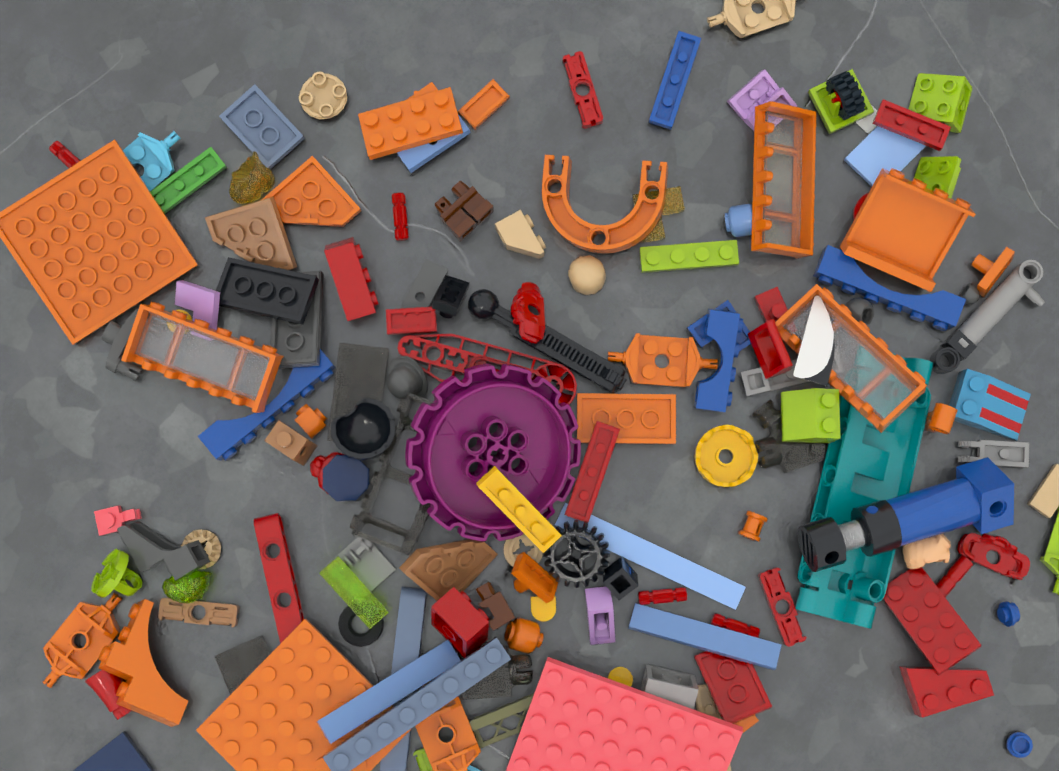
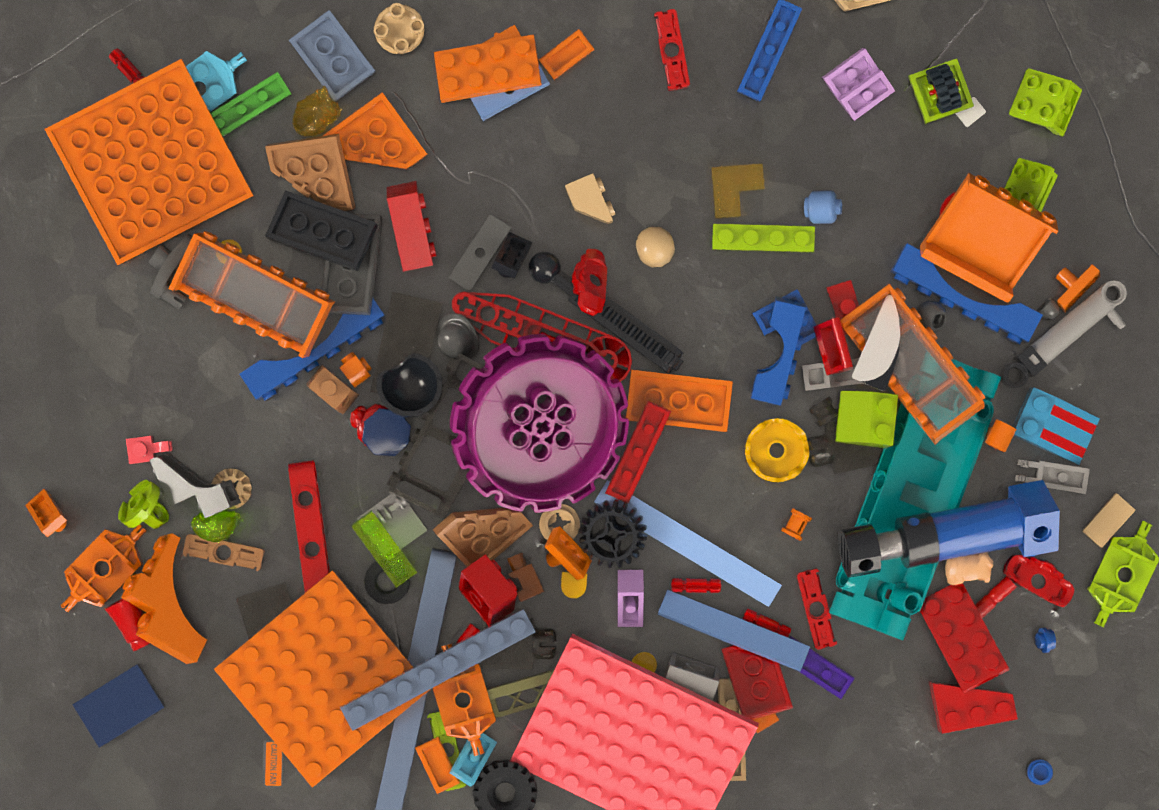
camera: 10 degrees right, 5 degrees up
(21, 592) = (46, 513): none -> orange tile
(200, 300) = (252, 232): lavender tile -> none
(388, 691) = (410, 651): medium blue tile -> none
(400, 216) = (467, 165): red axle -> none
(411, 320) = (468, 277): red plate -> none
(465, 211) = (541, 158): reddish brown hips -> none
(518, 509) = (558, 484): yellow plate -> none
(523, 635) = (550, 610): orange head -> none
(618, 235) = (690, 211): orange piece -> none
(620, 578) = (654, 563): black brick -> none
(680, 352) = (743, 339): orange plate -> none
(783, 180) = (869, 170): window -> none
(799, 670) = (825, 673): none -> dark purple tile
(882, 150) = (984, 145): light blue tile -> none
(911, 125) = (1010, 125): red plate -> none

